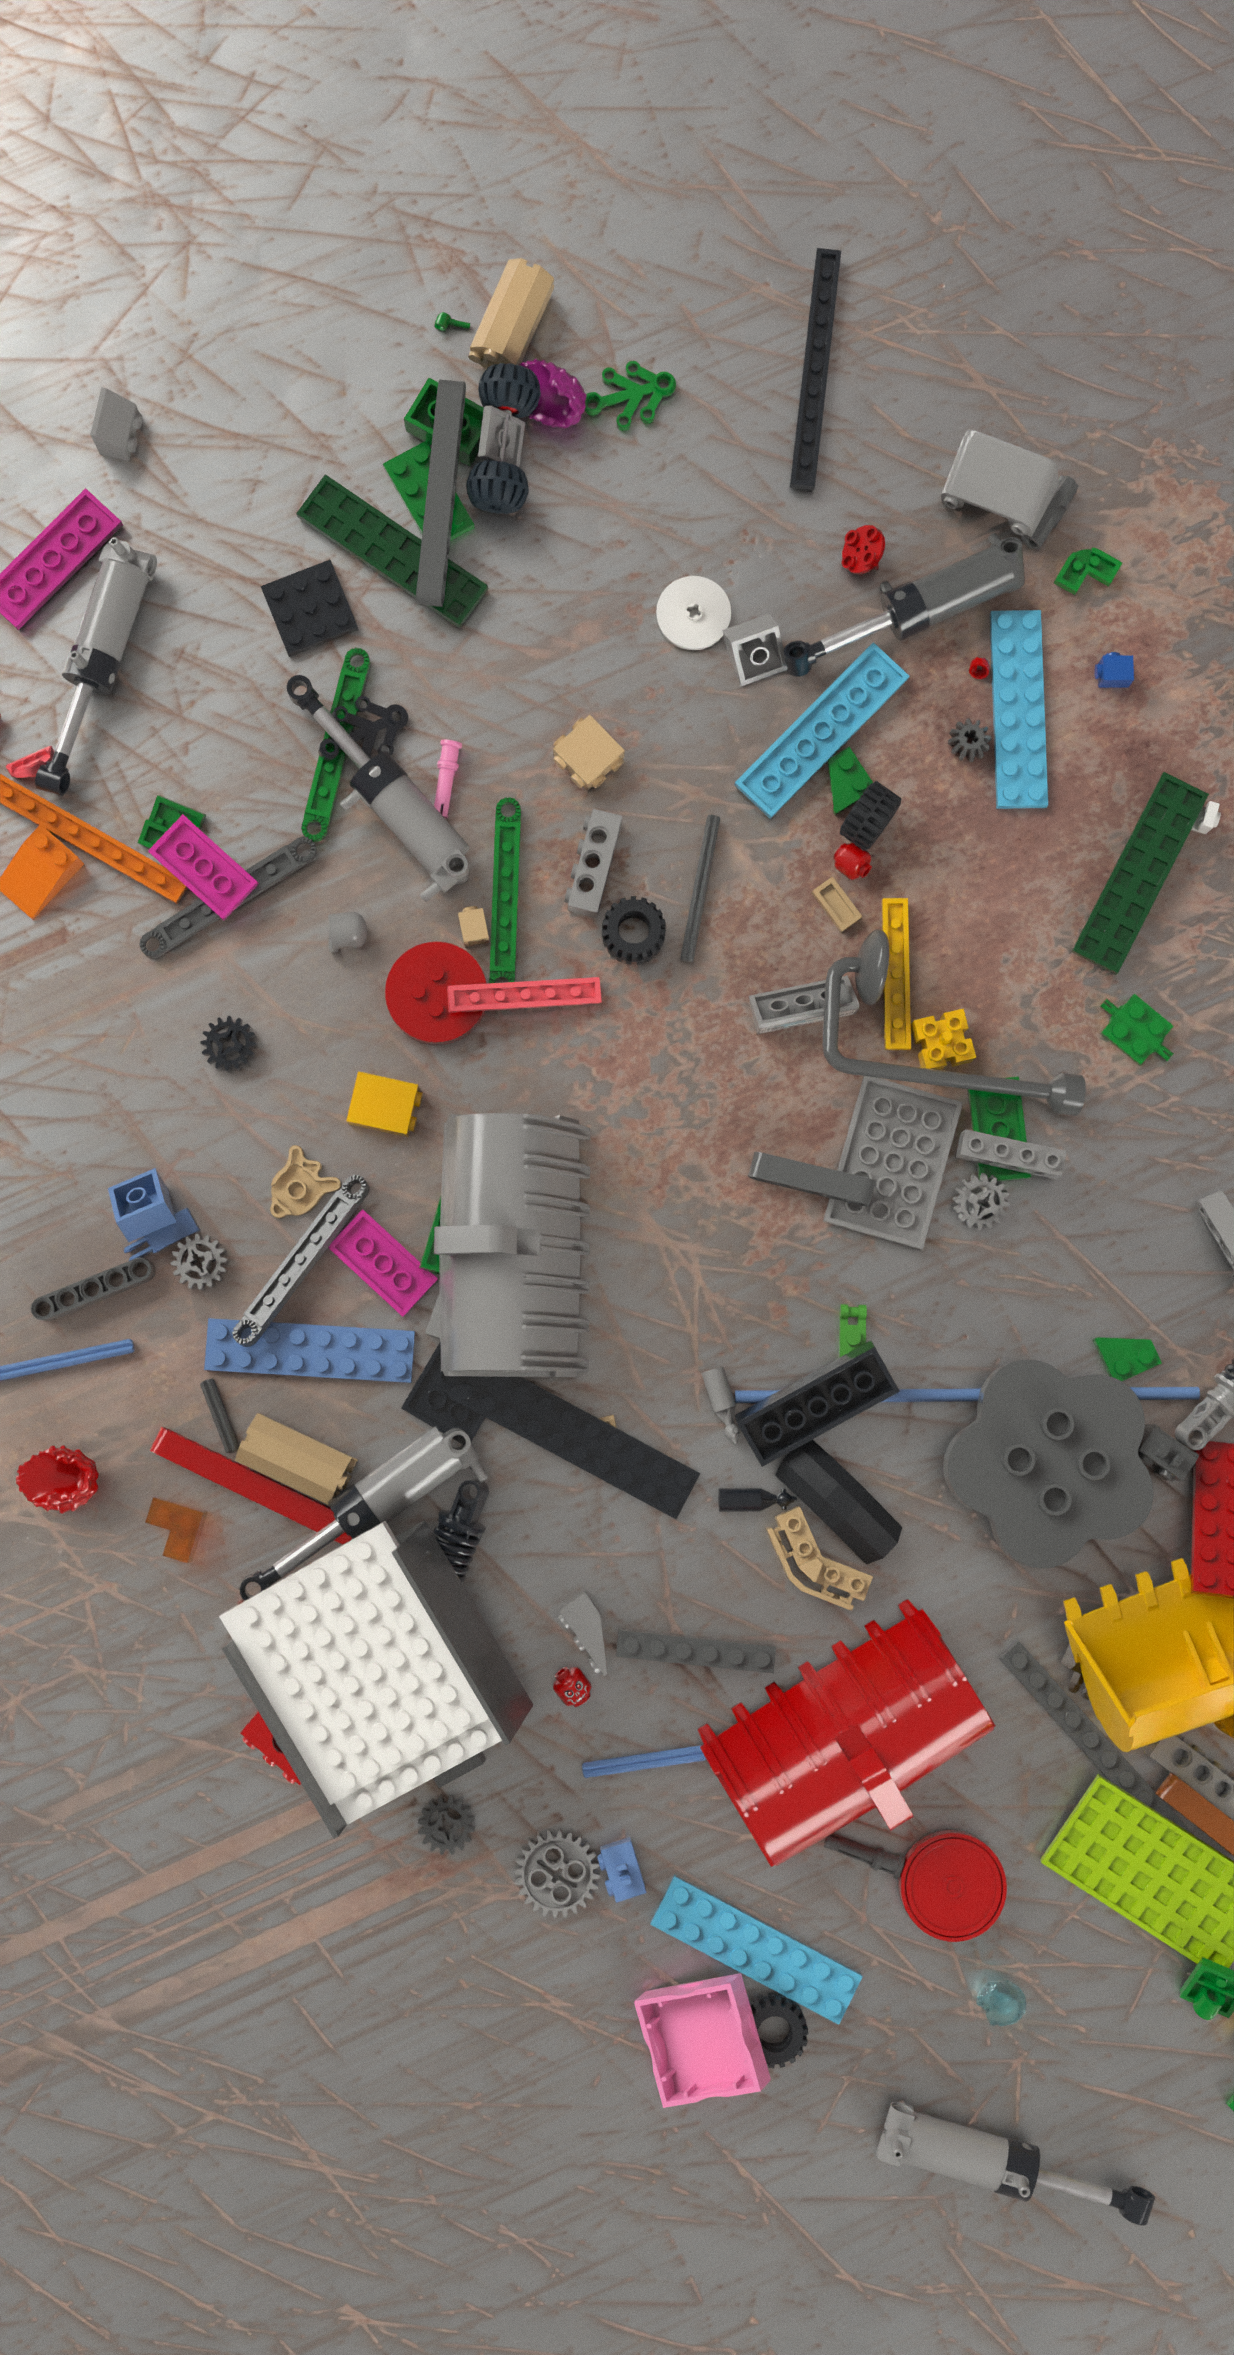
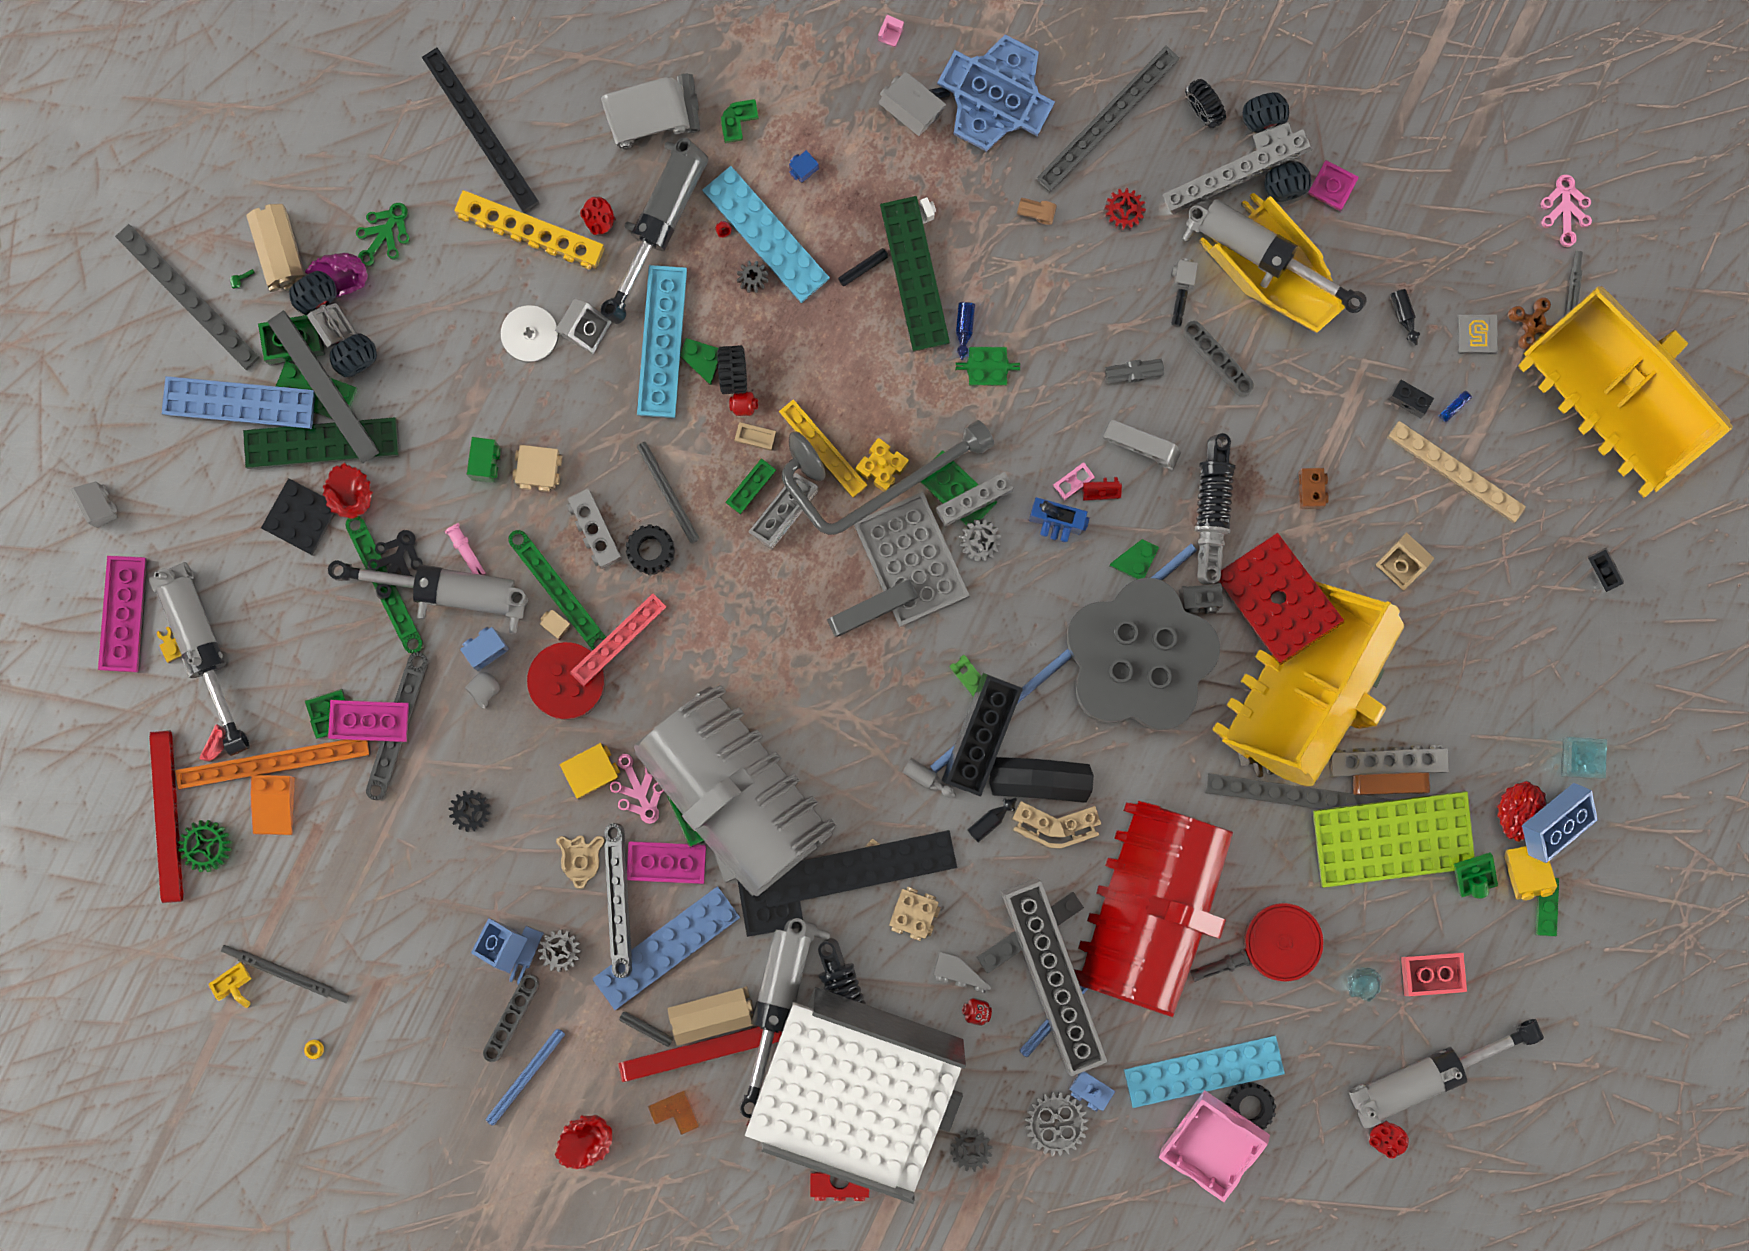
camera: 35 degrees left, 0 degrees up
(68, 629) = (169, 647): none -> yellow plate
(344, 442) = (238, 402): none -> medium blue plate
(376, 620) = (347, 491): none -> red hair
(381, 891) = (484, 648): none -> medium blue brick
(382, 299) = (187, 297): none -> dark grey plate
(414, 1168) = (638, 792): none -> bright pink plant
(540, 700) = (483, 460): none -> green brick
(592, 1530) = (914, 914): none -> tan brick
(682, 1719) = (1054, 976): none -> light grey brick
(744, 431) = (469, 201): none -> yellow brick
(789, 951) = (750, 486): none -> green plate
(892, 2190) = (1395, 1135): none -> red plate
(1082, 1246) = (1059, 518): none -> blue piece
(1084, 2055) = (1433, 974): none -> coral brick
(1091, 823) = (863, 267): none -> black axle
(1128, 1221) = (1073, 481): none -> bright pink piece
(1147, 969) = (964, 326): none -> clear blue wheel
(1151, 1254) = (1102, 490): none -> red plate

